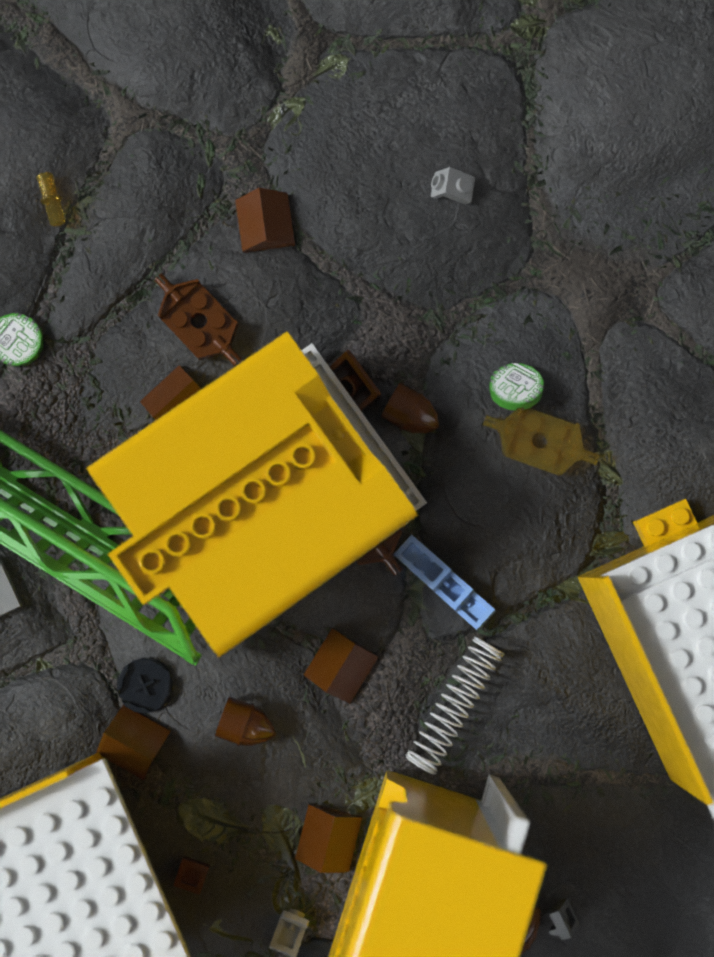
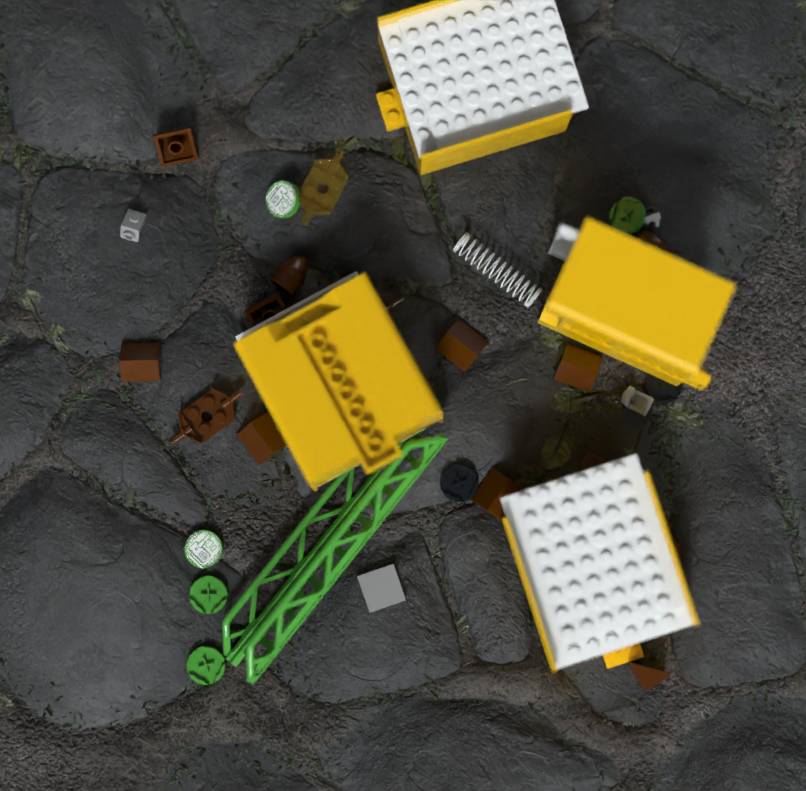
camera: 85 degrees left, 0 degrees up
(51, 199) = (104, 513): clear yellow axle -> none
(244, 724) = (493, 415): reddish brown helmet -> none
(444, 582) = (413, 266): light blue slope -> none
(561, 889) = (627, 215): none -> bright green tile
(571, 229) = (175, 146): none -> reddish brown slope

